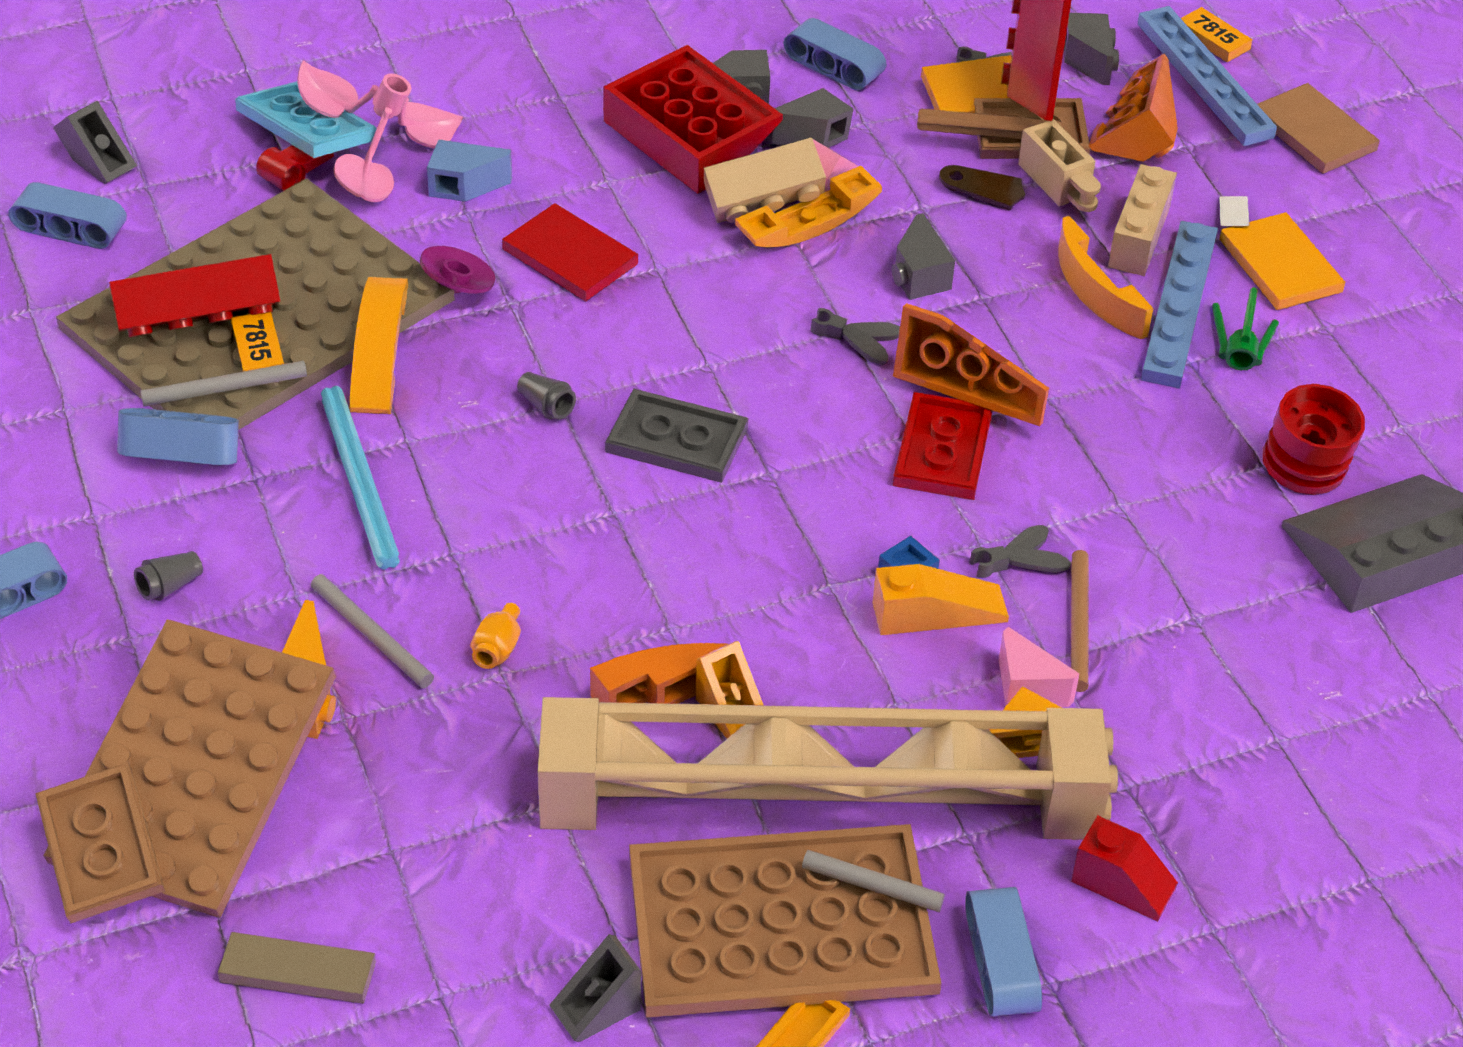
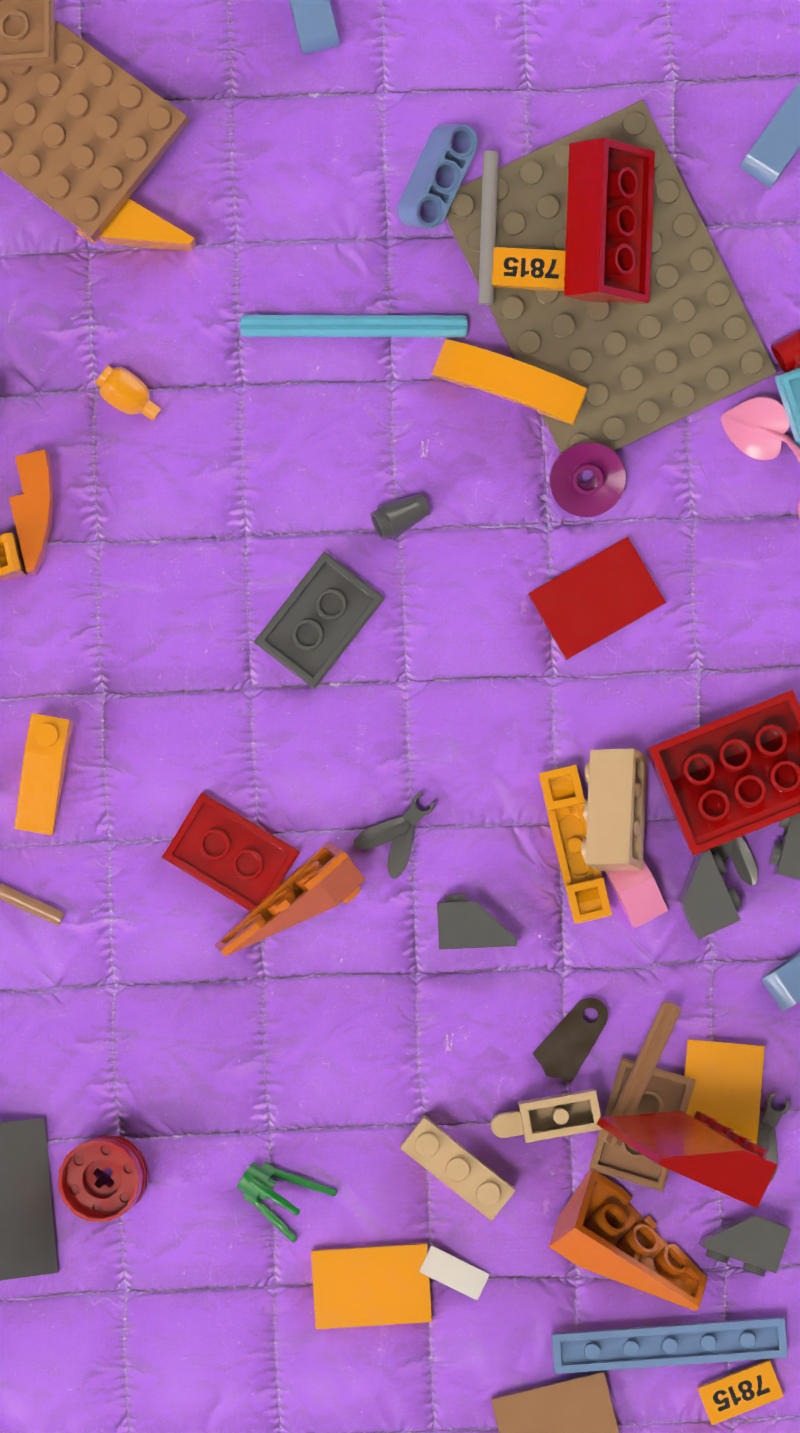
camera: 110 degrees right, 40 degrees up
(166, 574) = (281, 137): dark grey cone -> none
(372, 631) = (171, 293): light grey bar -> none
(467, 170) = (737, 526): medium blue slope -> none
(908, 553) = (93, 763): blue plate -> none
(1021, 553) = (81, 867): dark grey piece -> none
(1119, 307) = (342, 1094): light orange slope -> none
(1179, 305) = (346, 1158): medium blue plate -> none

